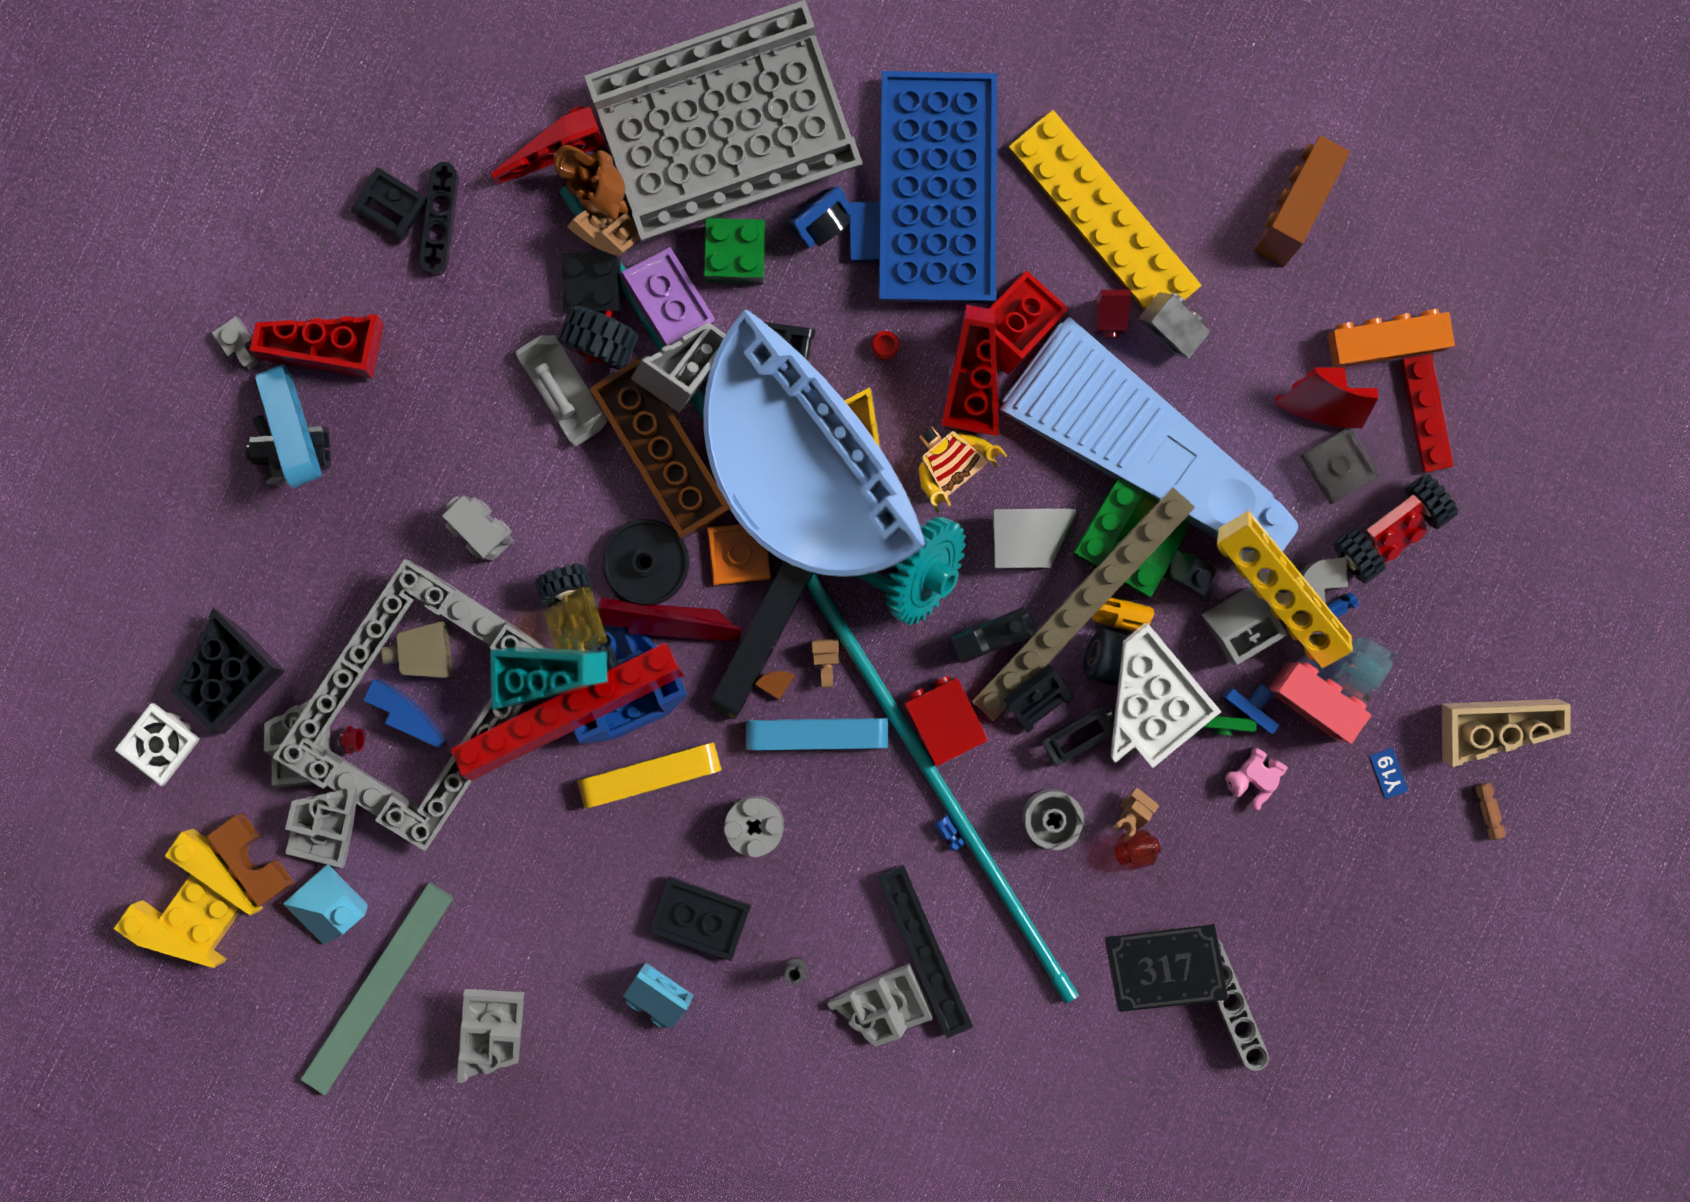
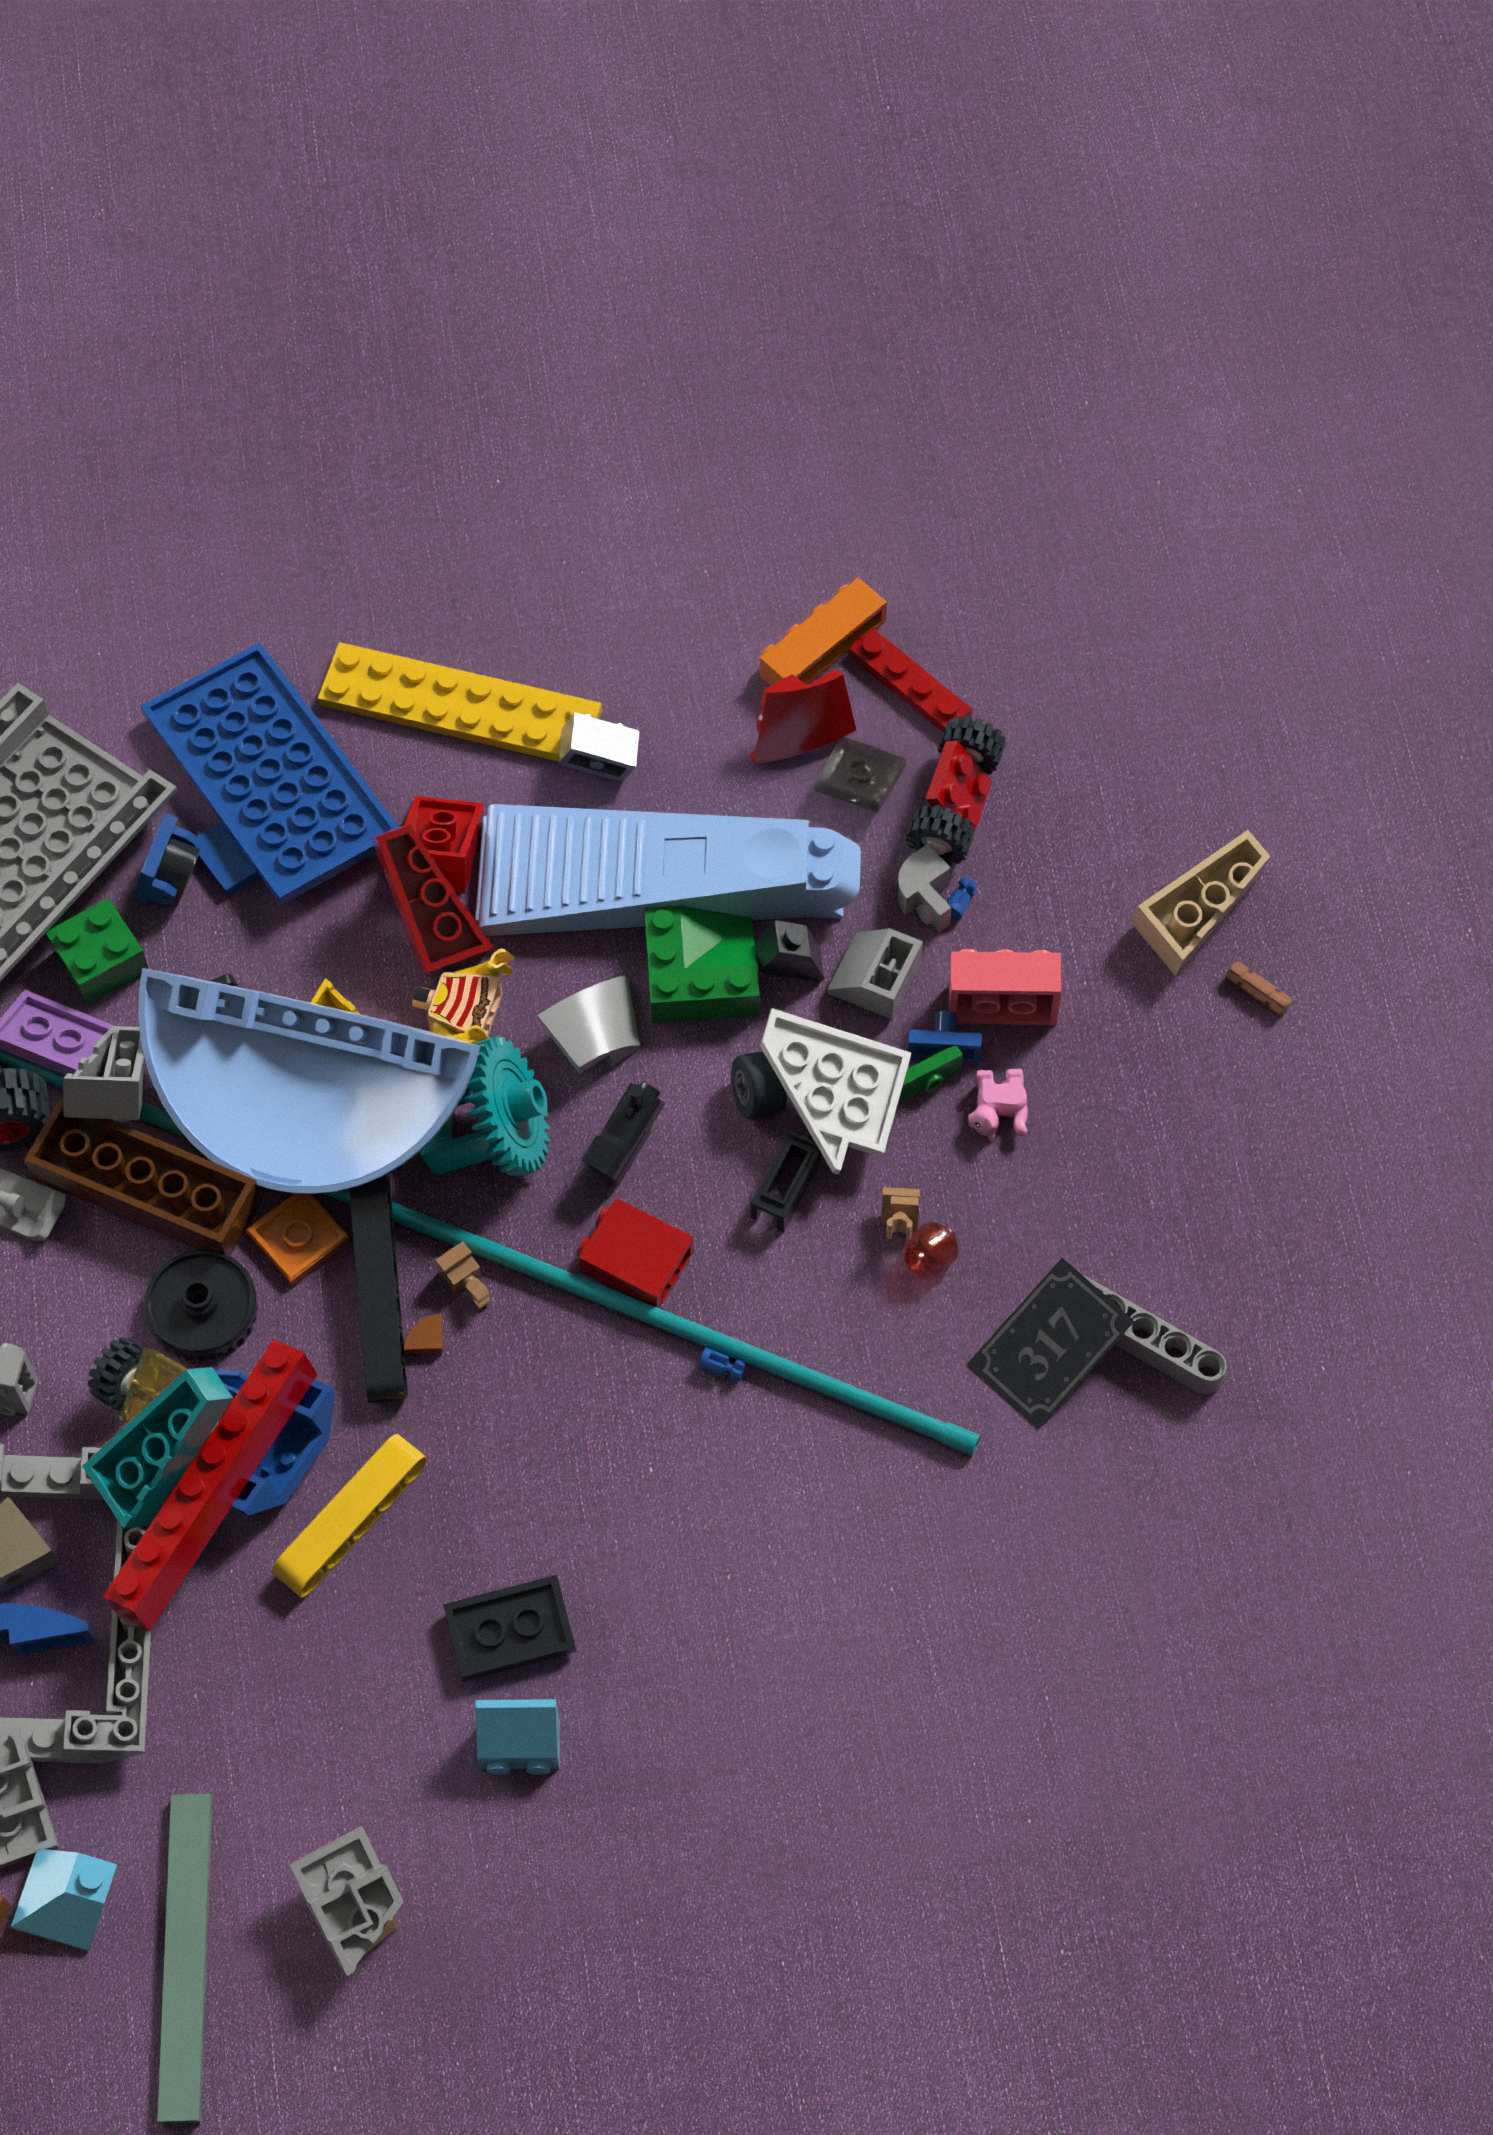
camera: 35 degrees left, 25 degrees down
(668, 620) = (243, 1349): dark red wedge -> none
(737, 827) = (496, 1468): light grey brick -> none
(792, 964) = (652, 1602): dark grey pin -> none
(817, 734) = (506, 1355): dark azure beam -> none
(885, 345) = (316, 946): red plate -> none
(885, 1005) = (780, 1585): light grey slope -> none
(925, 951) = (783, 1499): black plate -> none
(1037, 697) = (708, 1165): black plate -> none
(1068, 824) = (815, 1292): light grey brick -> none
(1085, 601) = (693, 1047): dark tan plate -> none
(1111, 313) = (527, 771): dark red slope -> none
(1123, 614) = (736, 1039): light orange arm -> none
(1247, 532) = (802, 859): yellow brick -> none
(1302, 201) = (643, 575): dark orange wedge -> none
(1364, 669) = (1023, 923): clear light blue brick -> none
(1389, 773) = (1132, 1020): blue sticker -> none

